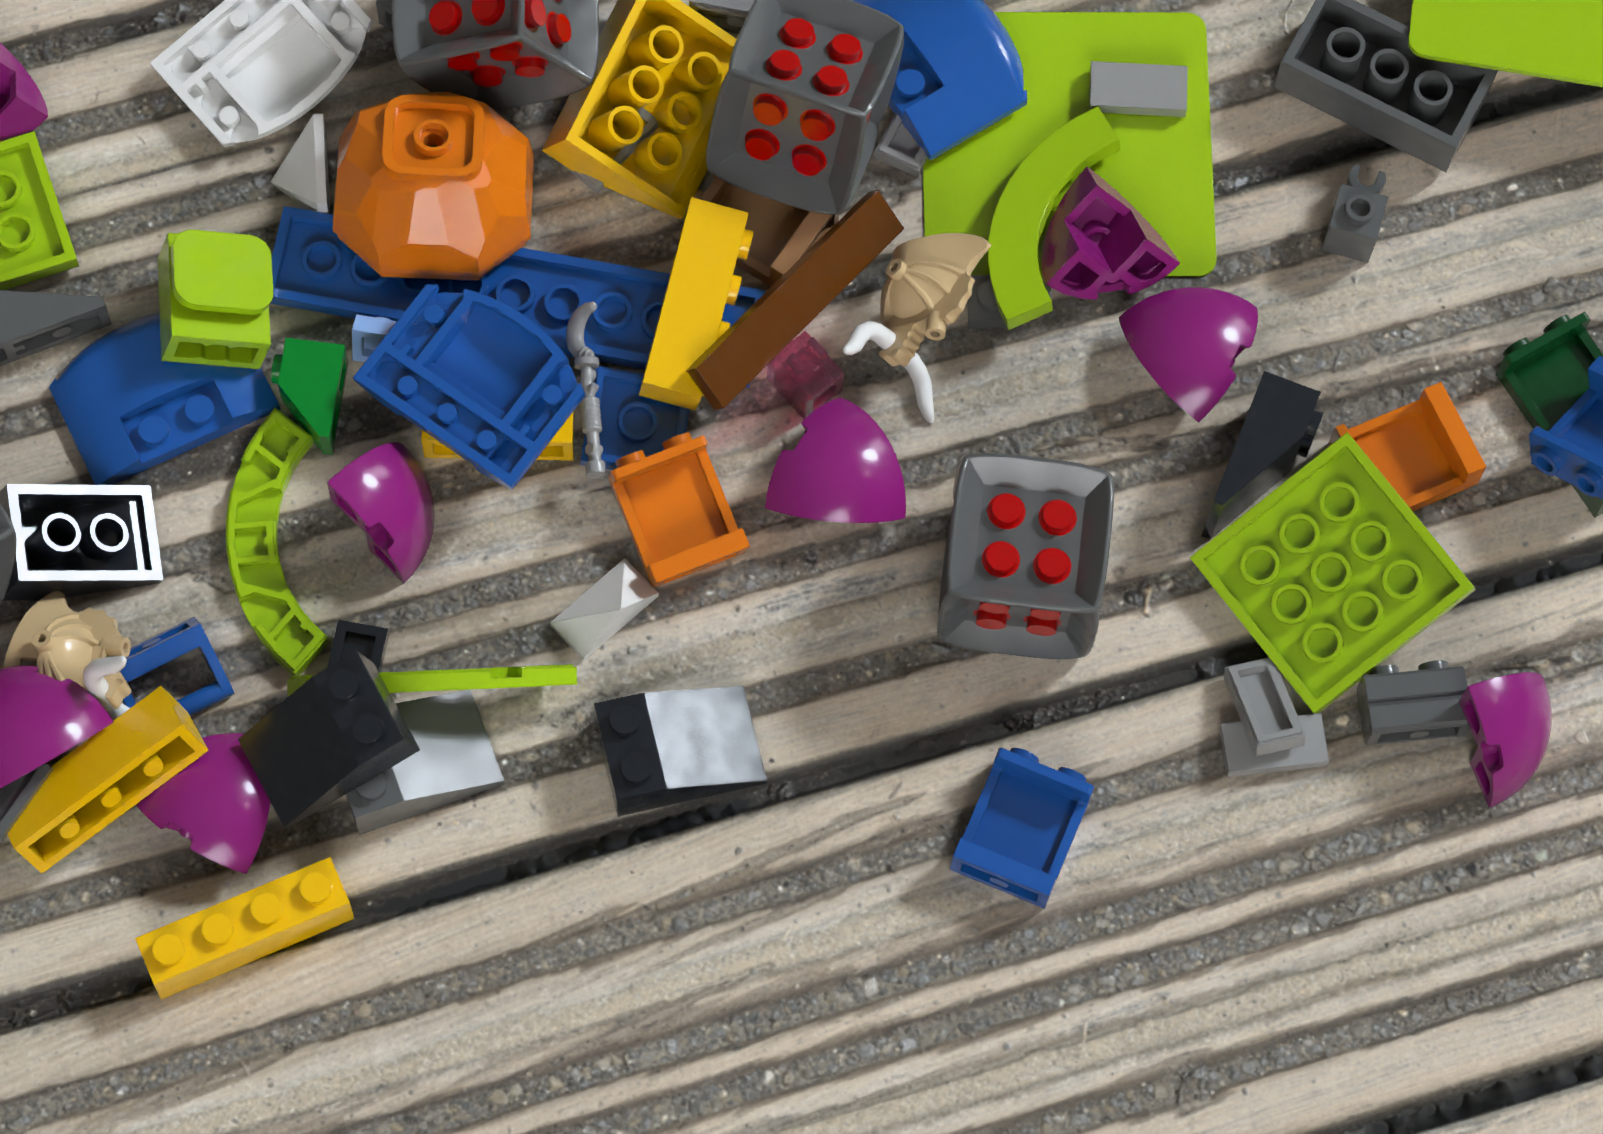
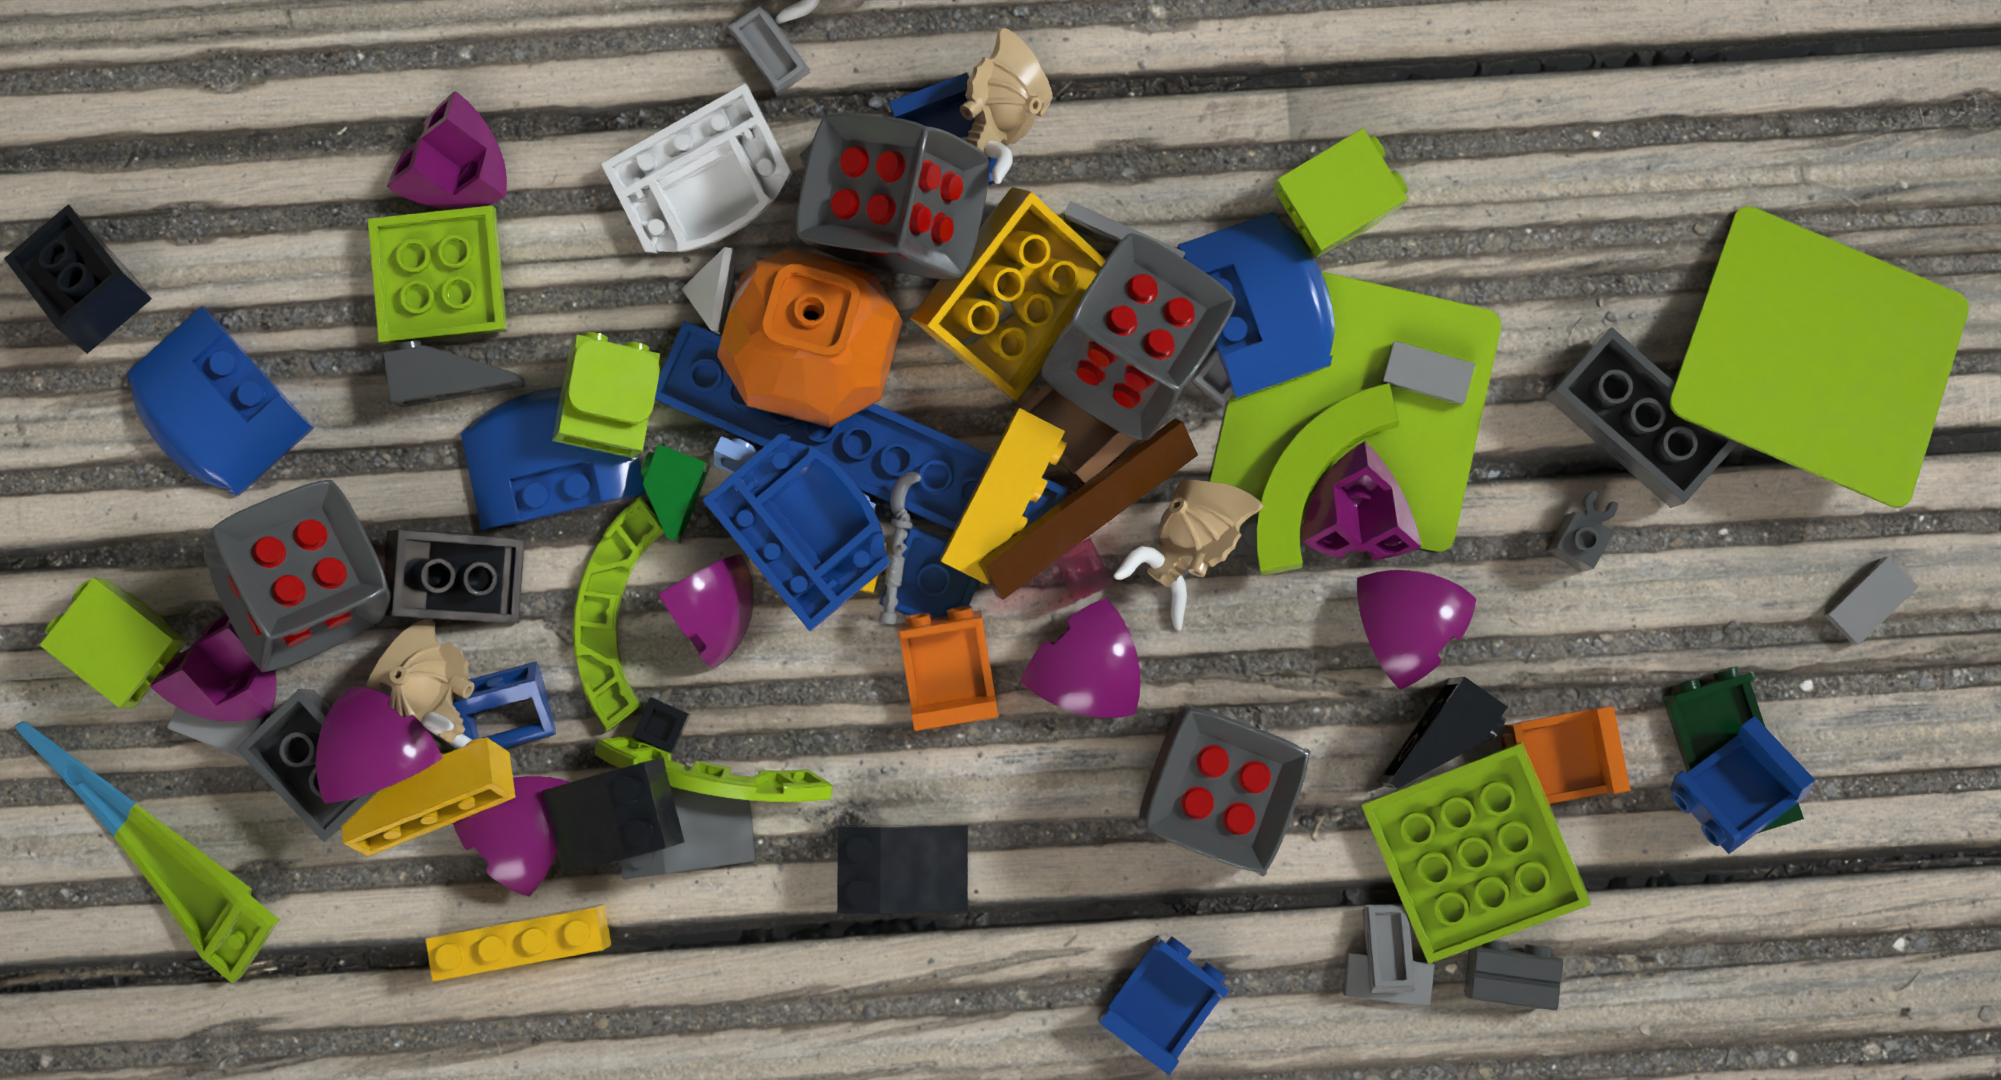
camera: 20 degrees right, 15 degrees up
(604, 609) = (870, 731): white slope -> none
(1512, 731) = (1585, 1020): magenta brick -> none

